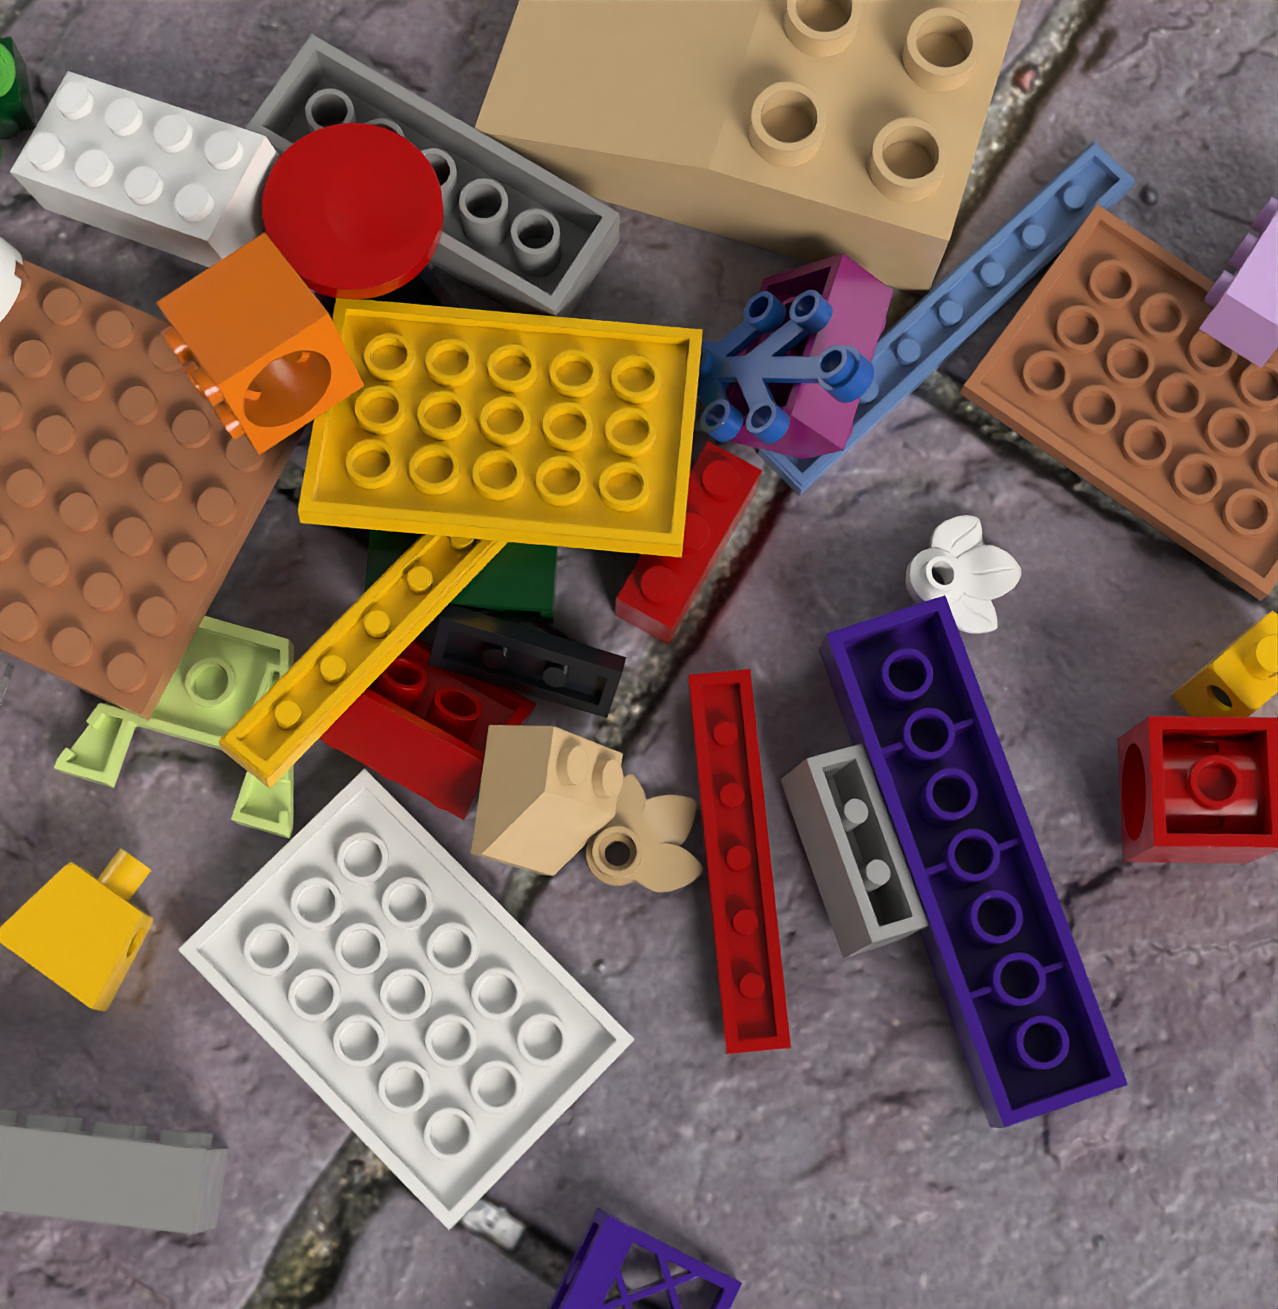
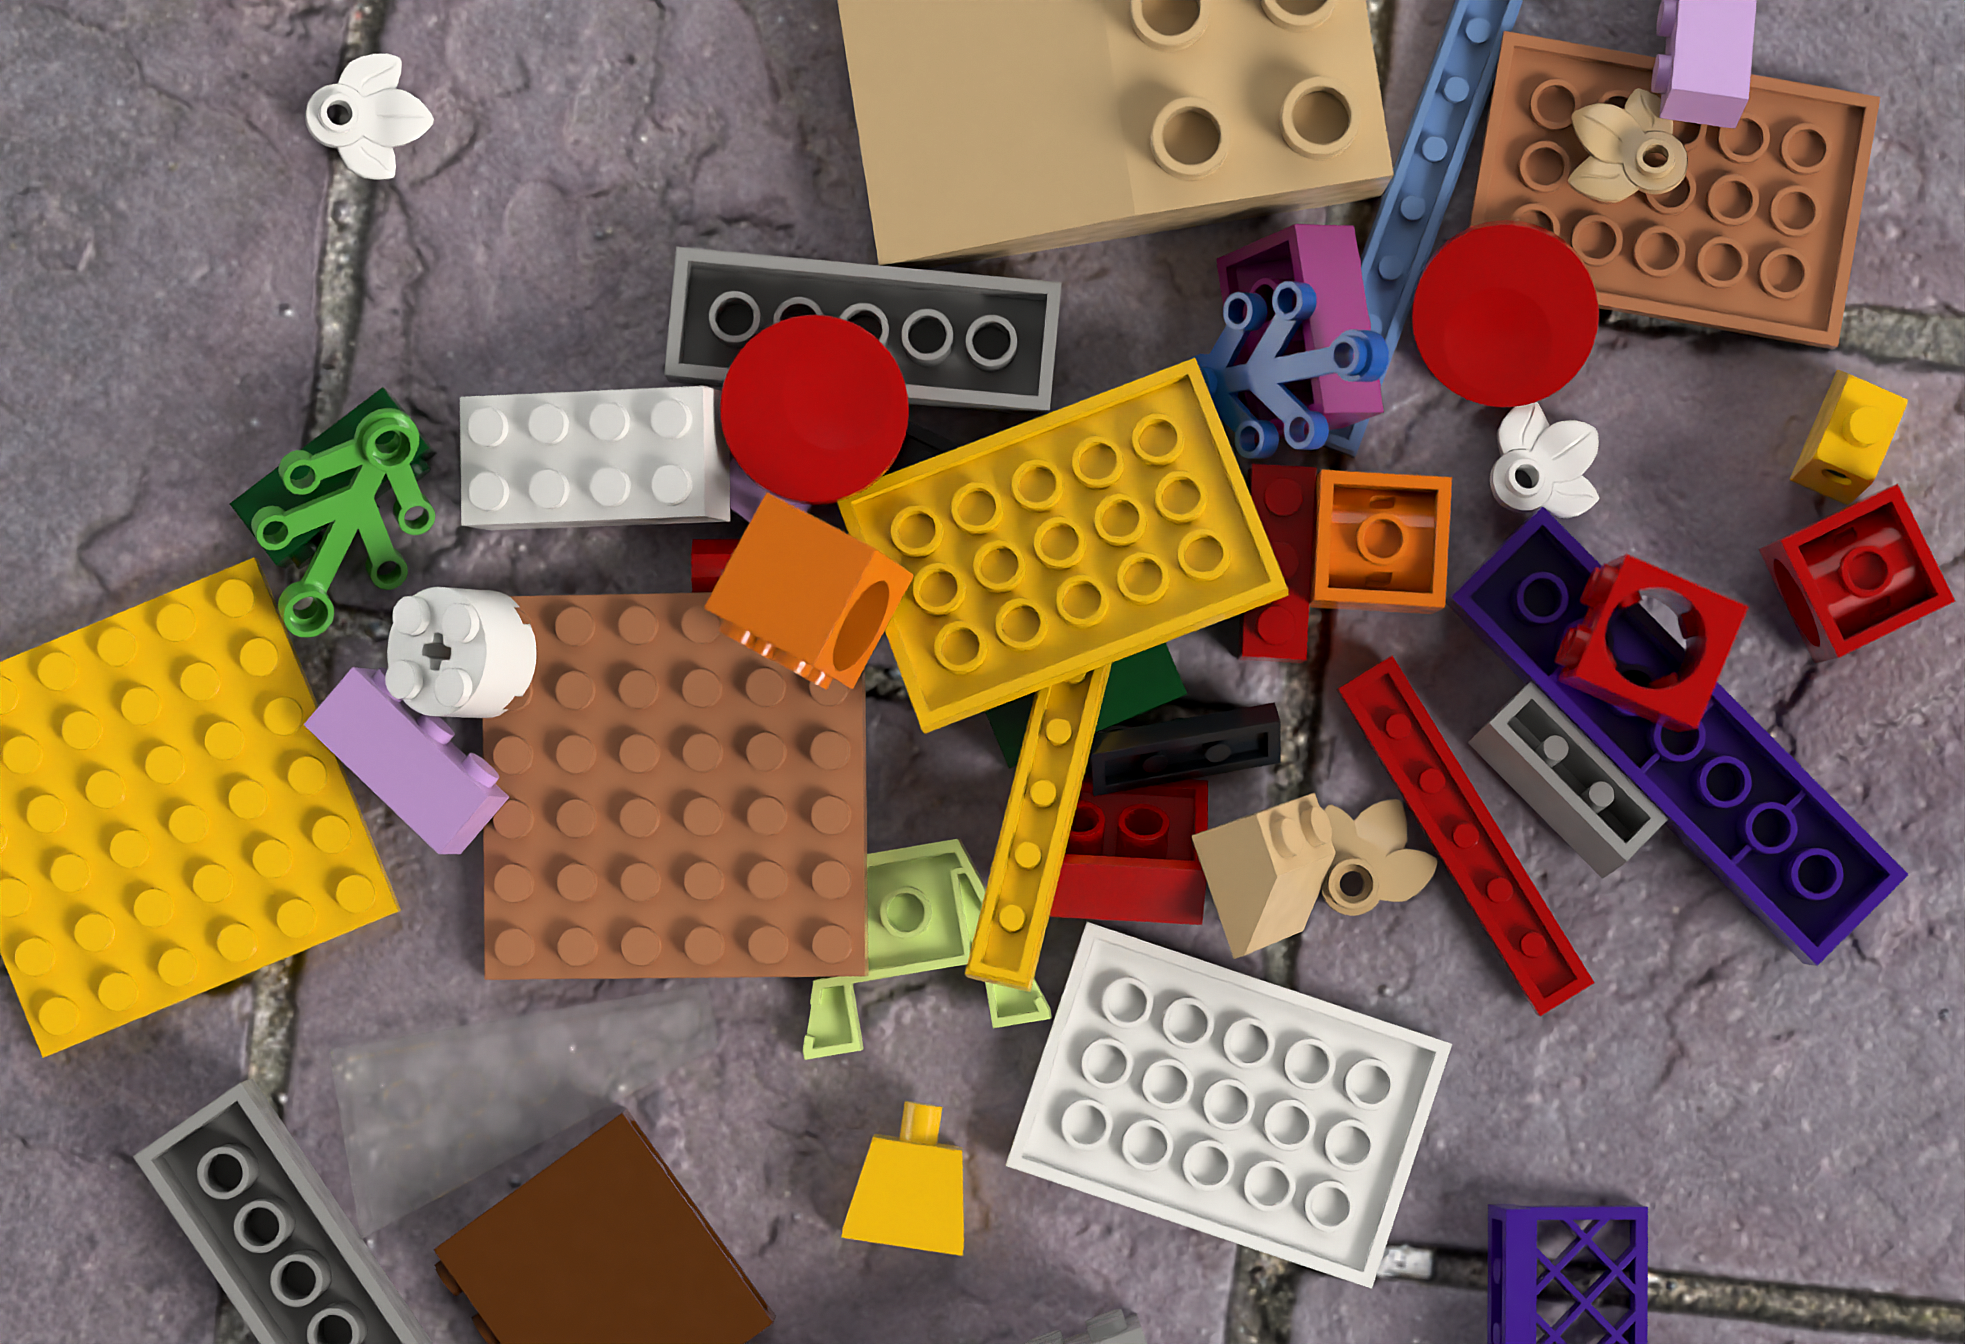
camera: 20 degrees left, 10 degrees up
(783, 556) = (1380, 542): none -> orange brick
(989, 429) = (1505, 313): none -> red piece
(1046, 735) = (1704, 619): none -> red brick
(1155, 340) = (1617, 149): none -> tan plate

